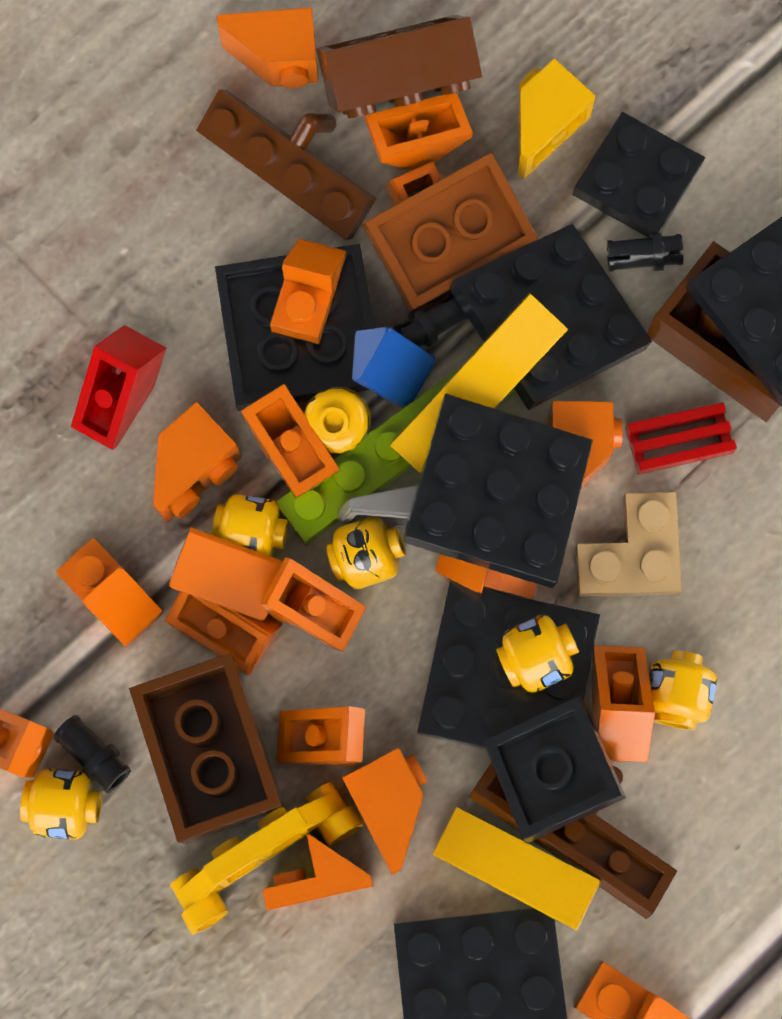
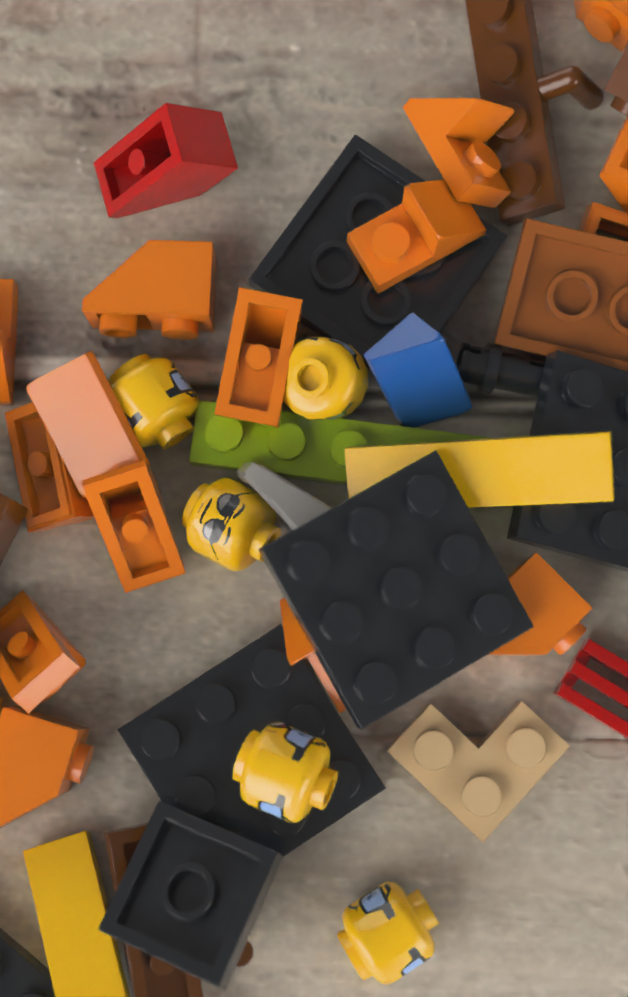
camera: 45 degrees right, 5 degrees up
(277, 216) = (456, 139): none -> orange slope
(622, 702) = (323, 889): orange slope -> none

